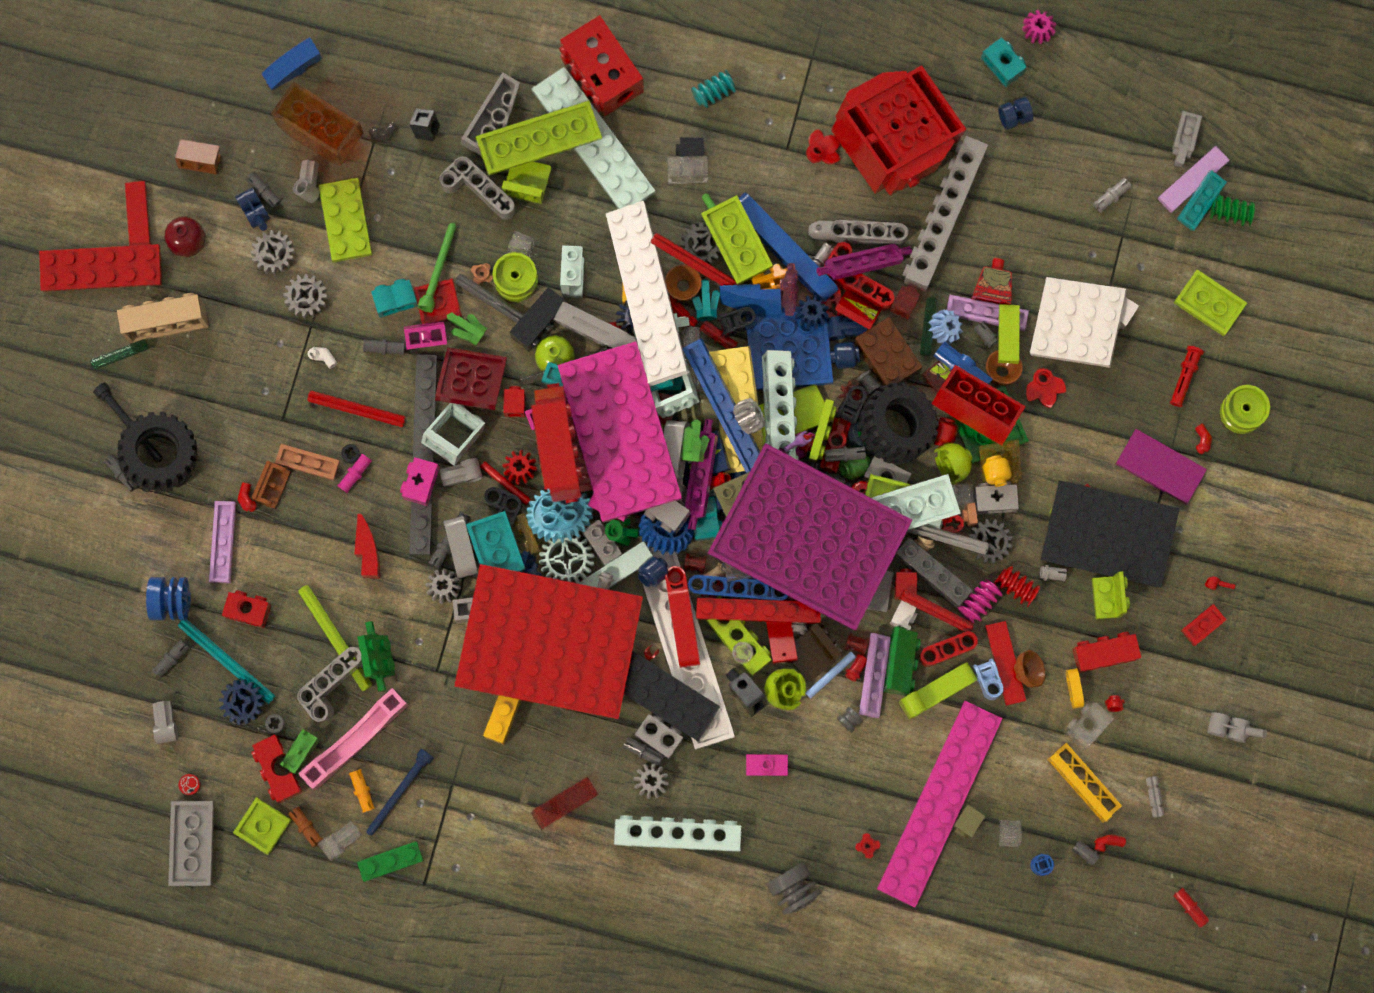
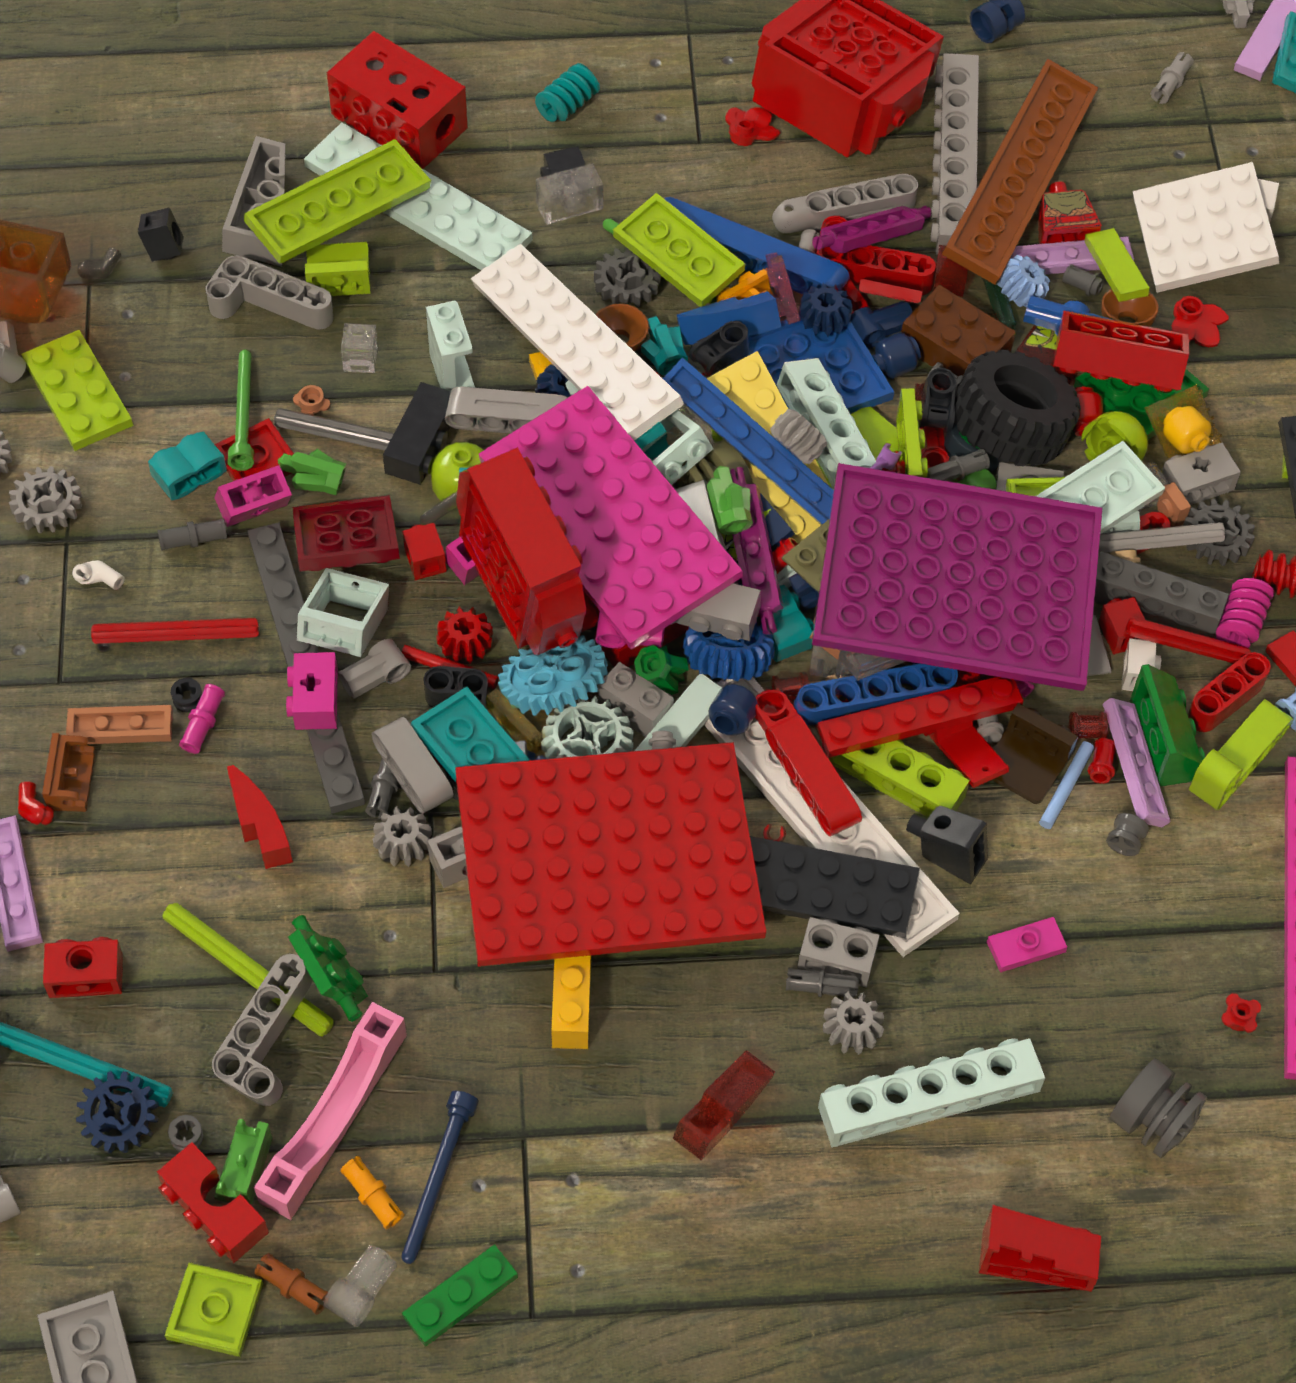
camera: 20 degrees left, 20 degrees down
(189, 784) = (62, 1280): red tile -> none
(515, 265) = (365, 385): lime wheel -> none
(691, 260) = (620, 292): red axle -> none
(699, 943) = (1039, 1250): none -> red wedge
(740, 655) = (923, 787): clear wheel -> none
(785, 689) = (1010, 816): lime cylinder -> none
(978, 243) = (1020, 172): none -> dark orange plate

